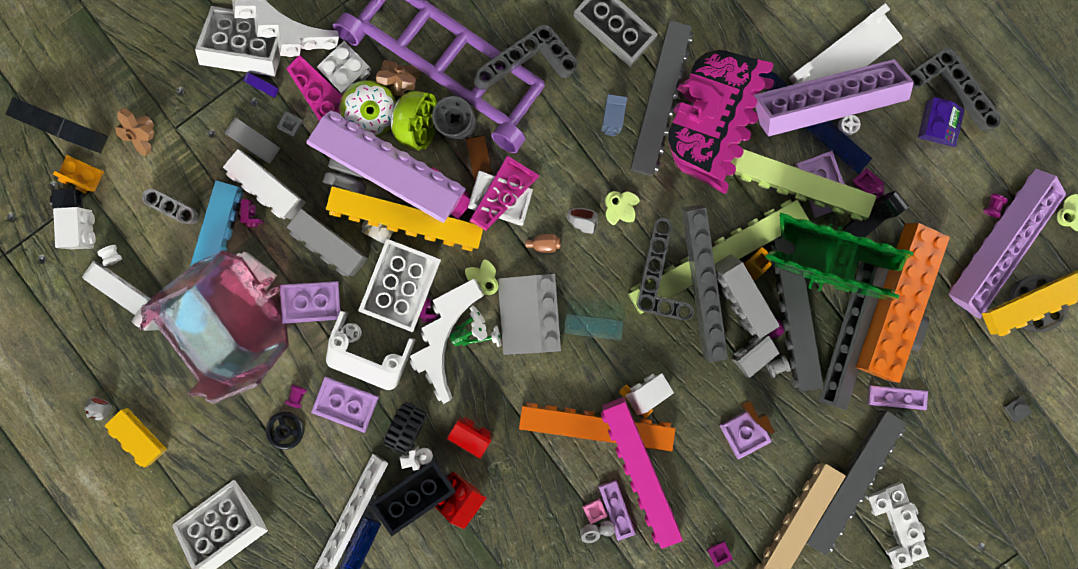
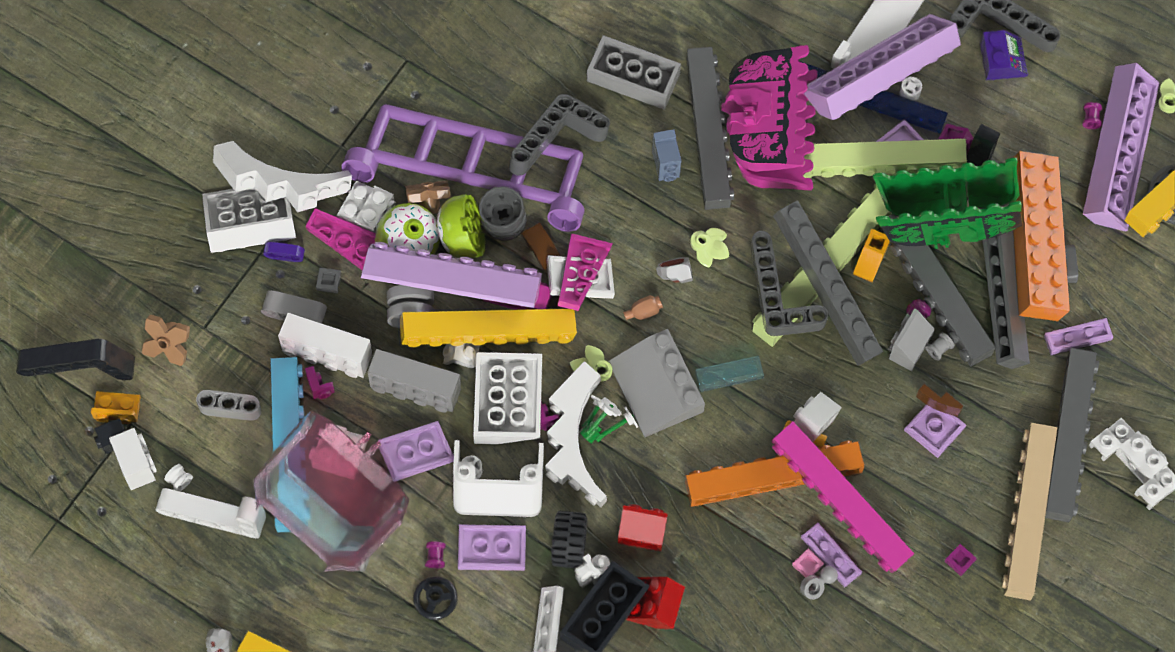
camera: 20 degrees left, 20 degrees down
(745, 296) = (875, 282): light grey brick -> none

